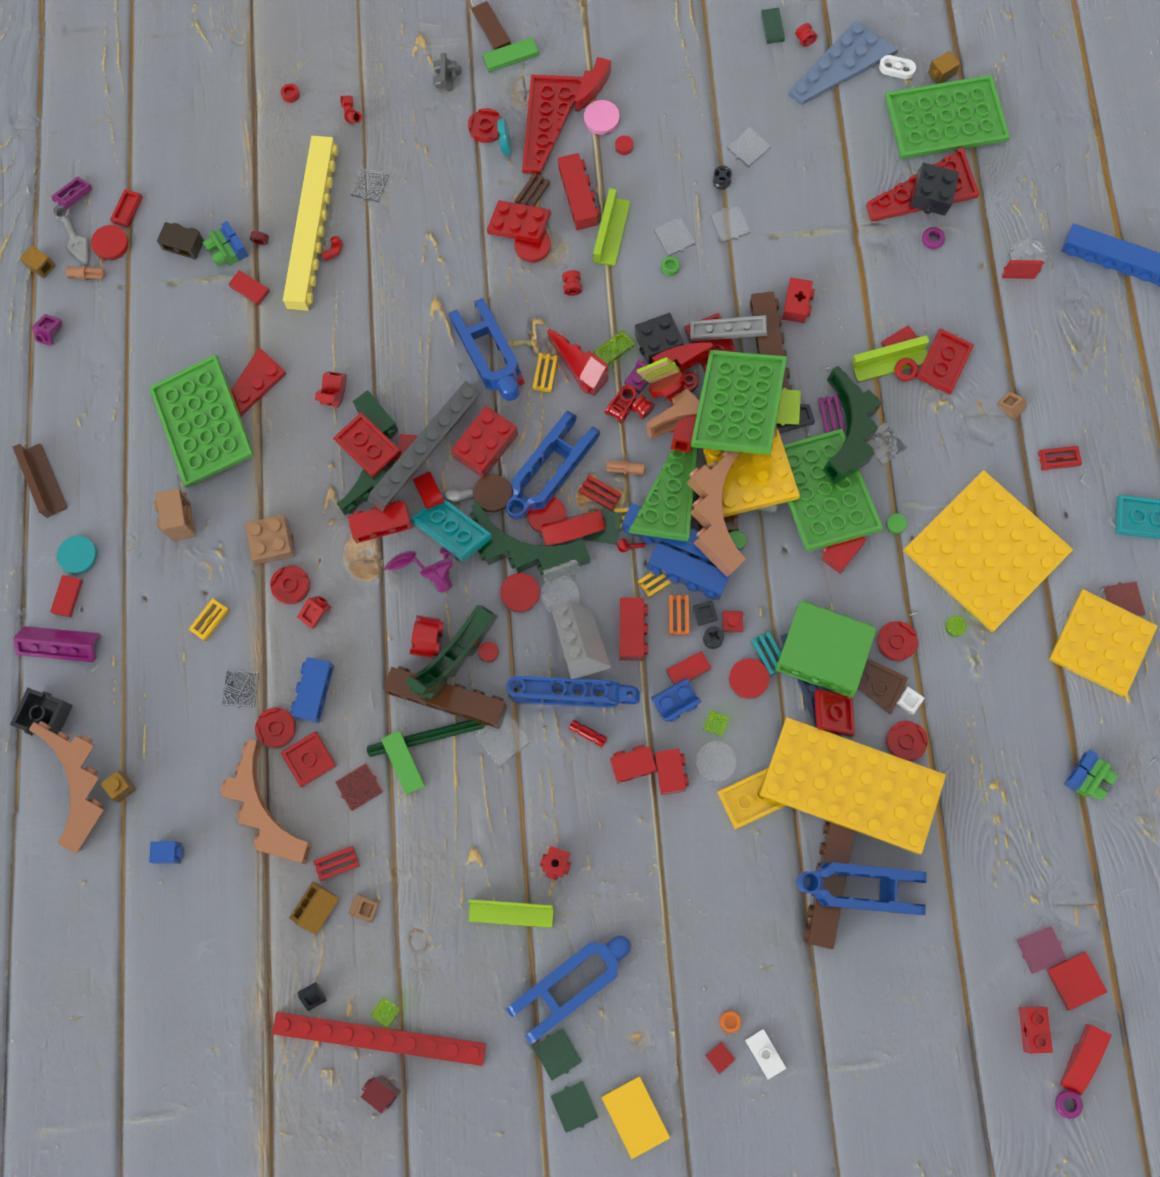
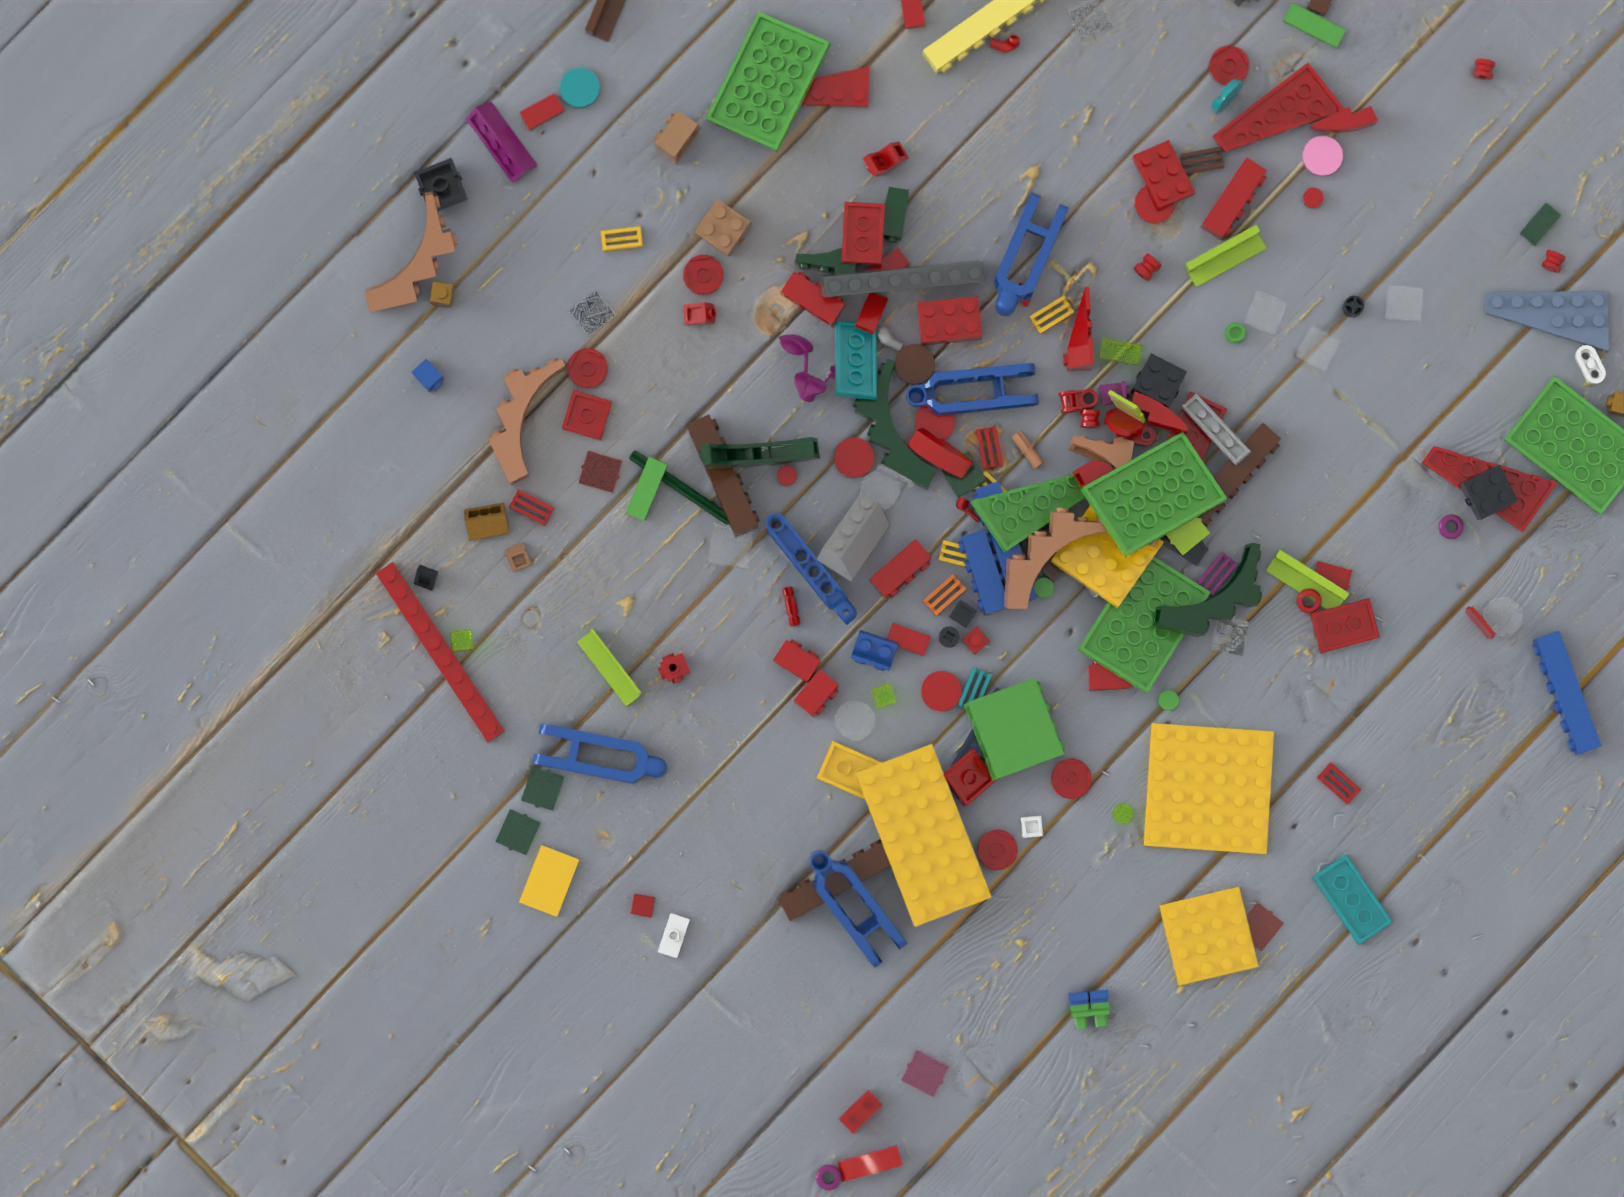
camera: 45 degrees right, 10 degrees up
(312, 690) = (639, 369): blue brick -> none
(380, 1093) = (406, 687): dark red brick -> none
(425, 636) = (754, 419): red brick -> none
(730, 1021) = (674, 891): orange tile -> none
(798, 290) = (1284, 472): red brick -> none
(882, 684) = (1024, 794): reddish brown wing -> none
(1012, 404) = (1353, 710): medium nougat slope -> none
(1076, 981) = (923, 1115): red tile -> none

